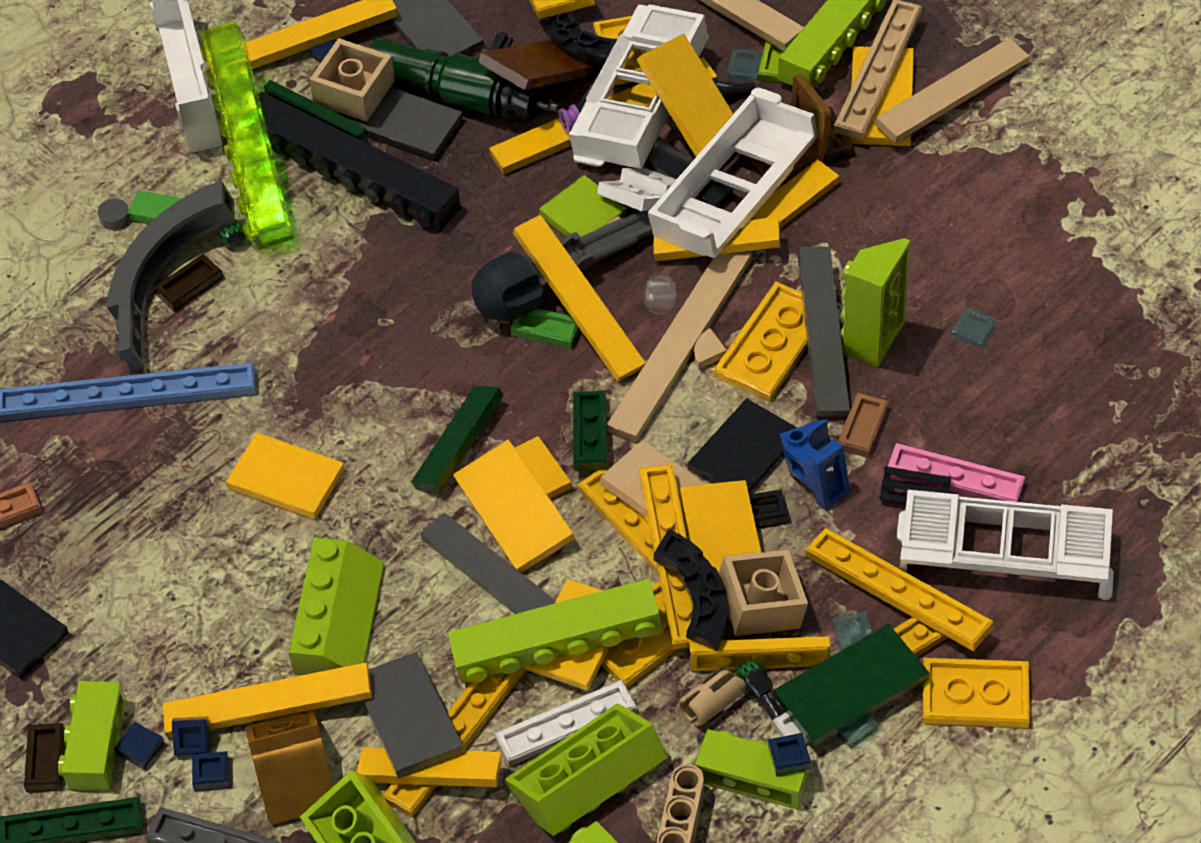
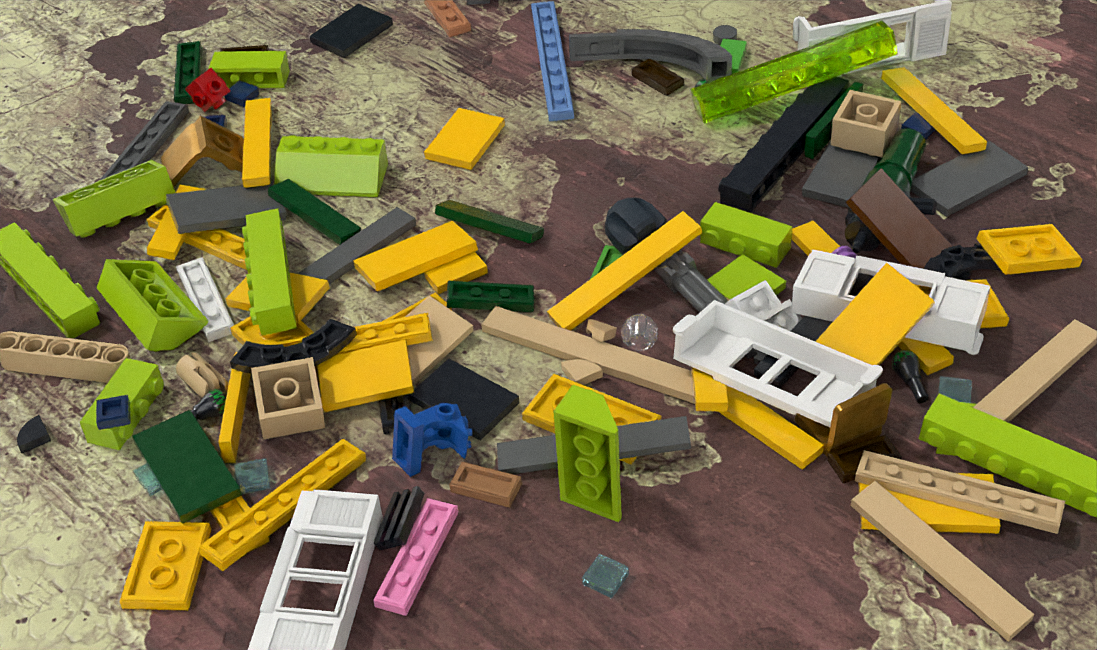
camera: 90 degrees right, 10 degrees down
(147, 772) = (208, 90): none -> red brick
(191, 735) = (238, 110): dark blue tile -> none
(420, 619) = (313, 211): none -> dark green tile
(510, 203) = (746, 234): none -> lime brick
(649, 329) = (600, 331): none -> tan tile

